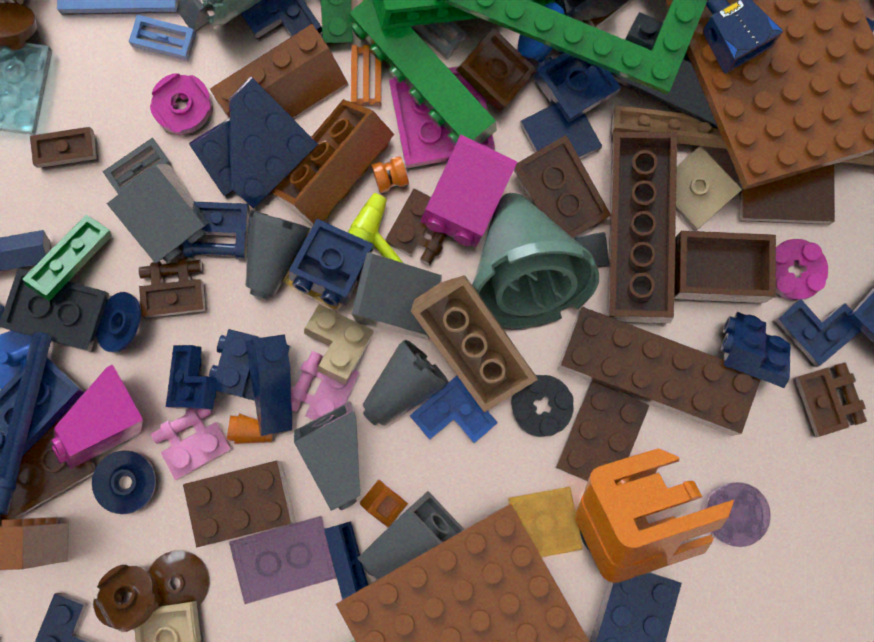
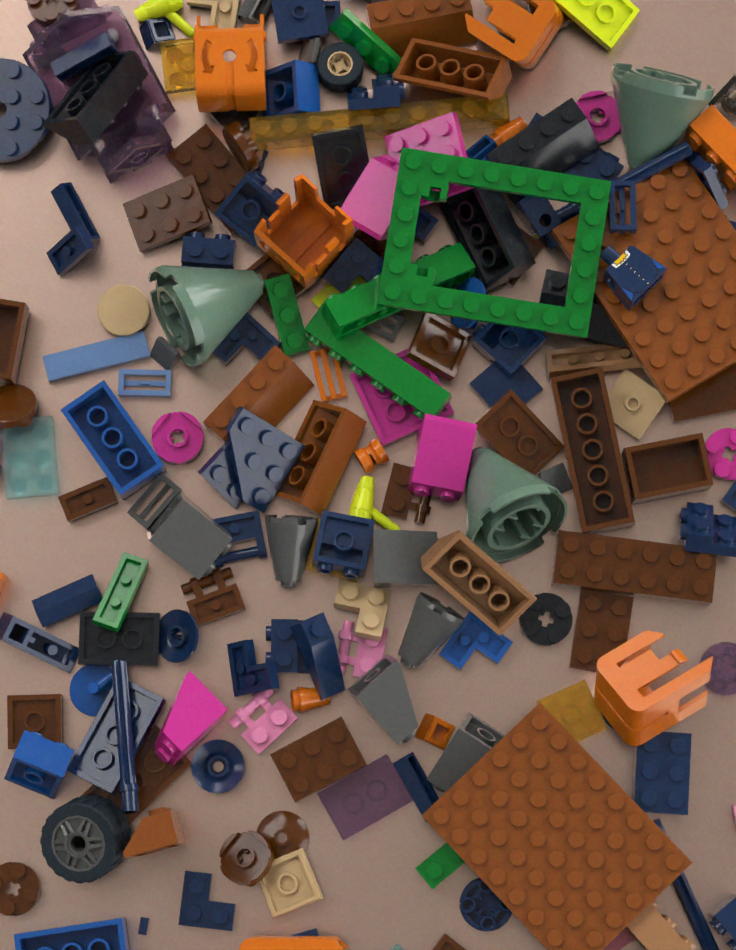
camera: 15 degrees left, 0 degrees up
(106, 87) = (113, 439): none -> blue brick

